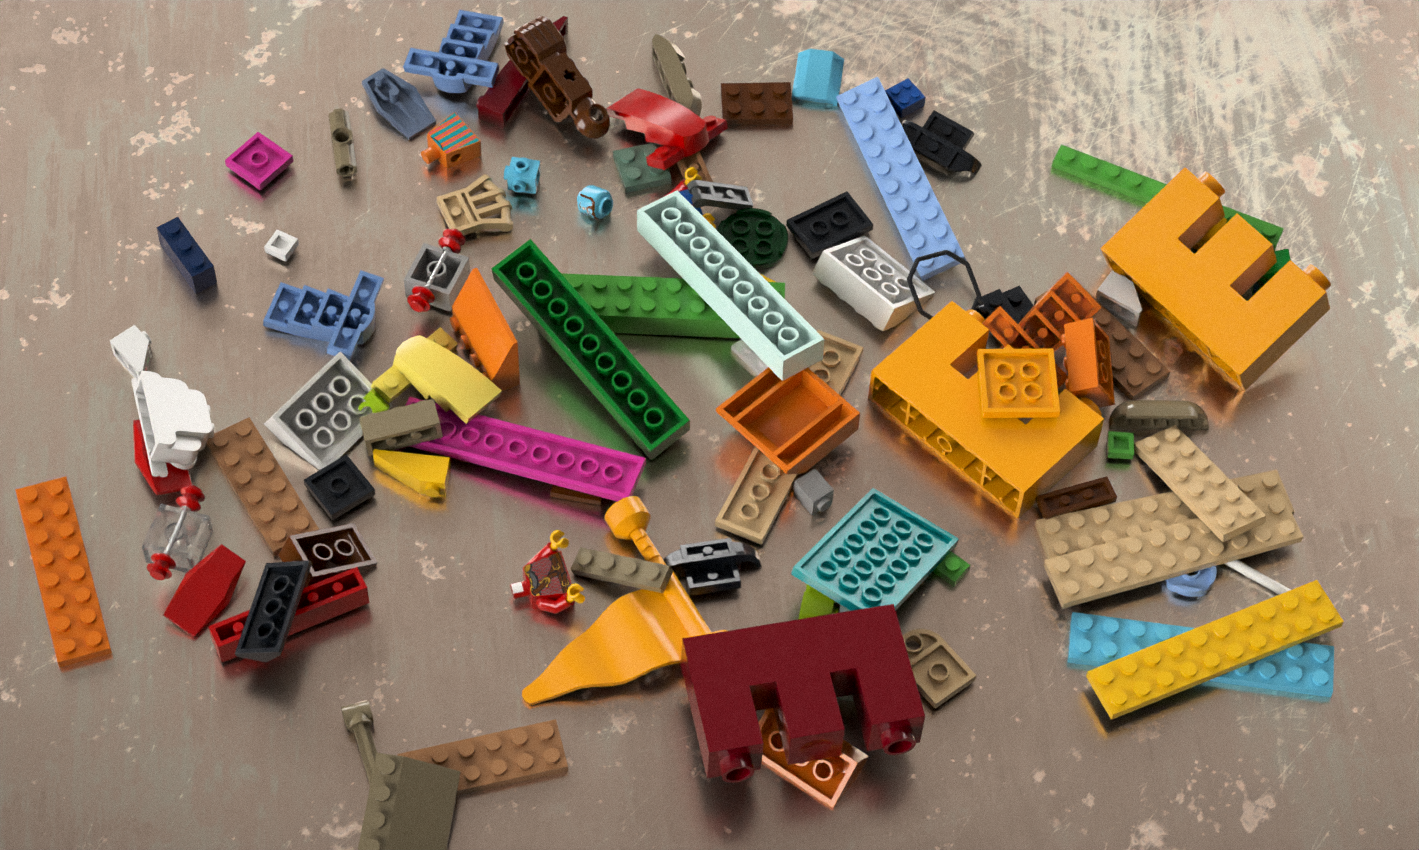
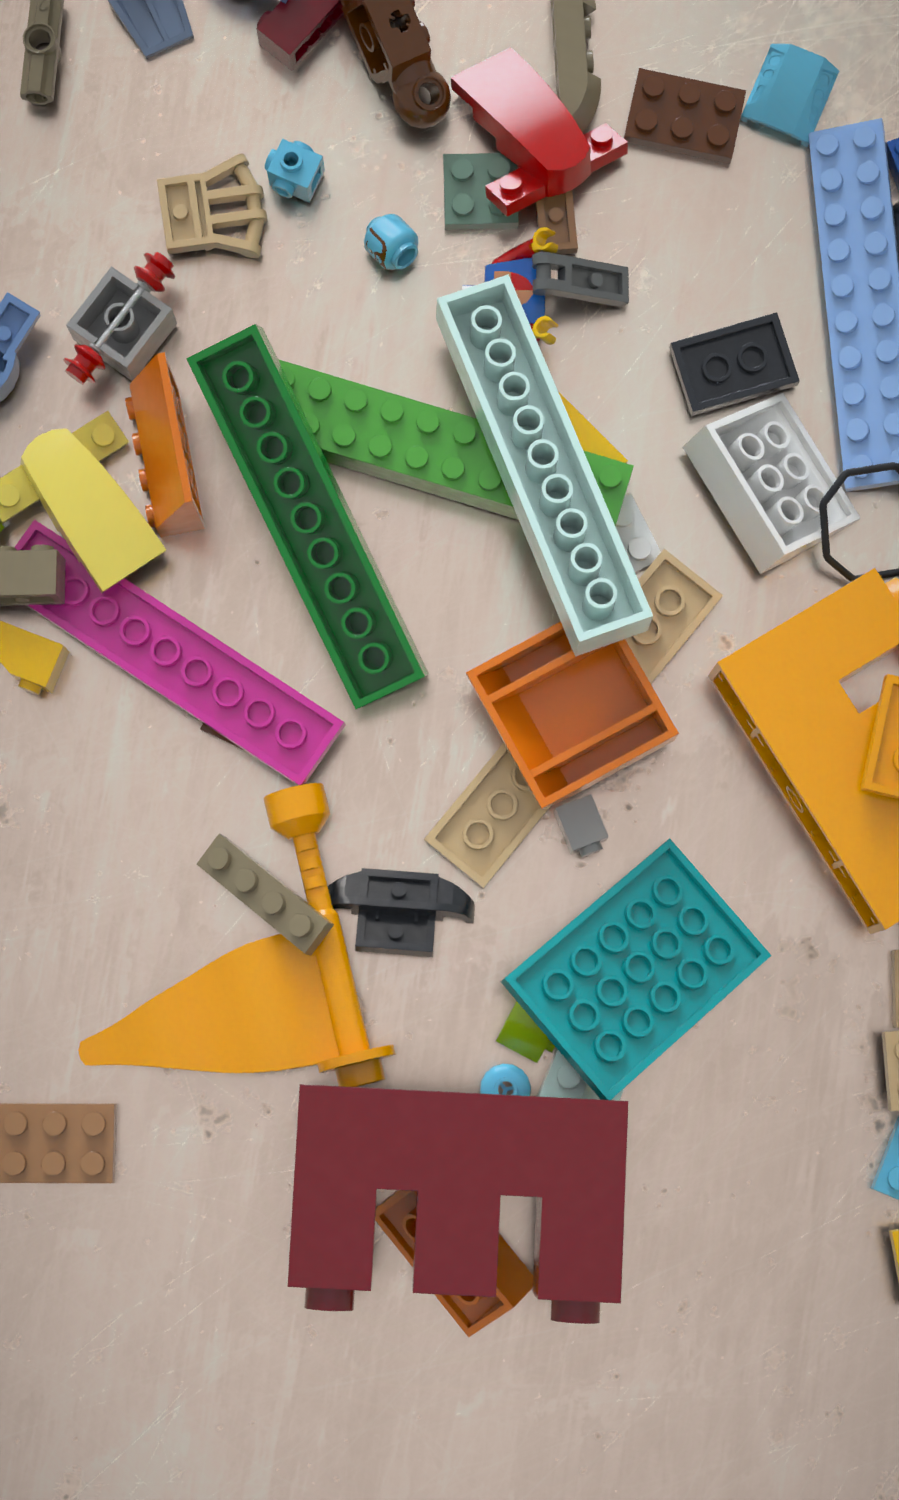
camera: 15 degrees right, 25 degrees up
(451, 143) = (203, 84): orange torso -> none
(548, 580) = (157, 880): torso -> none
(756, 236) = (611, 359): dark green tile -> none
(937, 667) = (674, 1155): tan plate -> none
(952, 569) = (749, 998): bright green plate -> none

